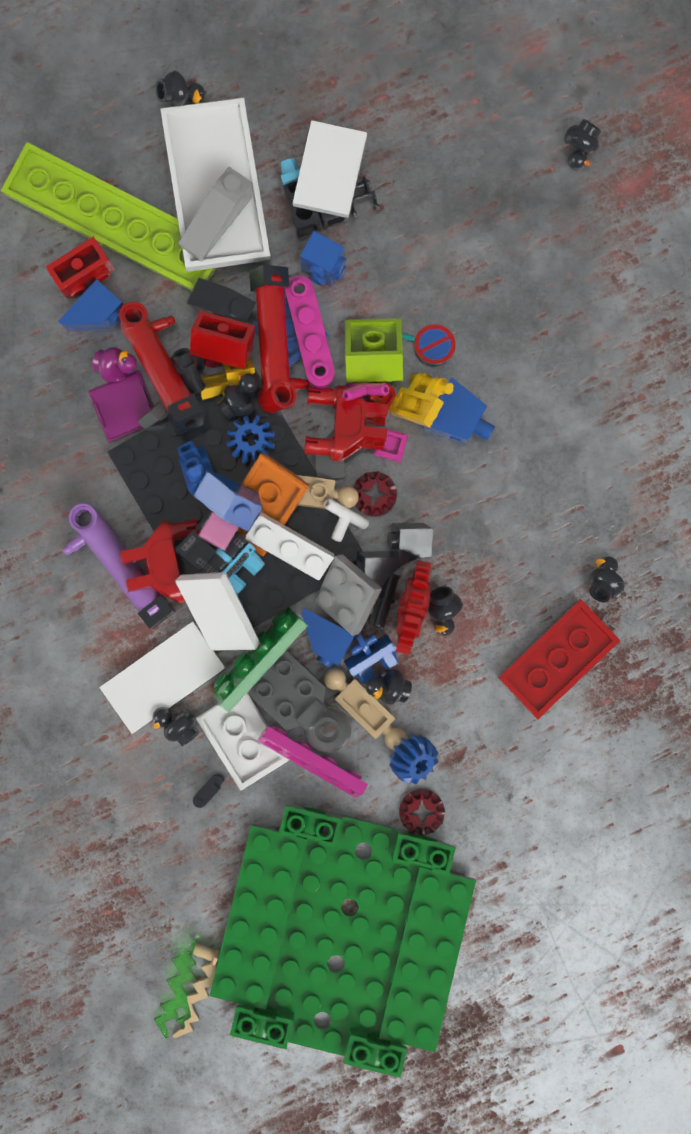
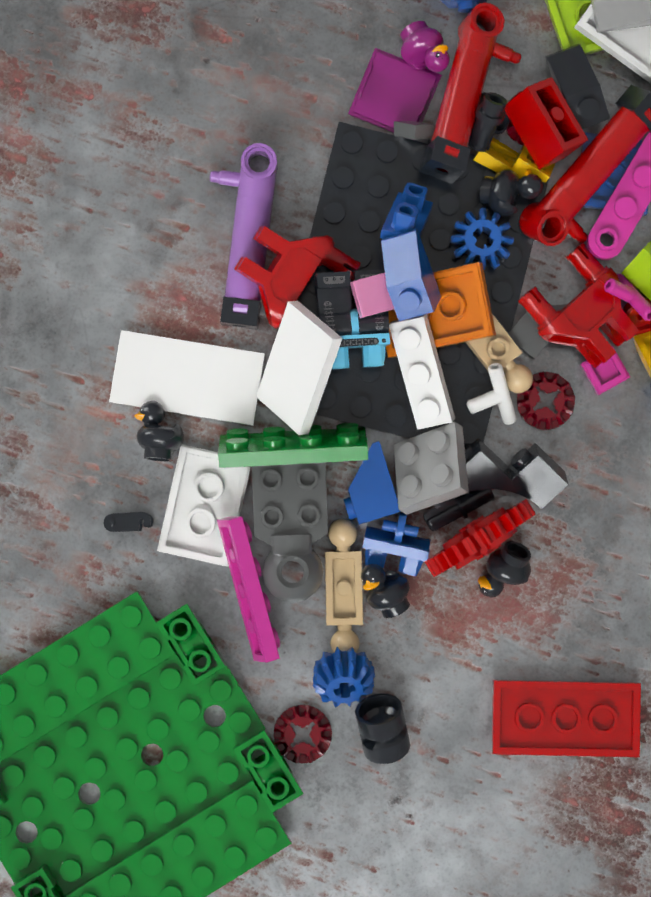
camera: 40 degrees right, 0 degrees up
(463, 766) = (382, 728): none -> black wheel

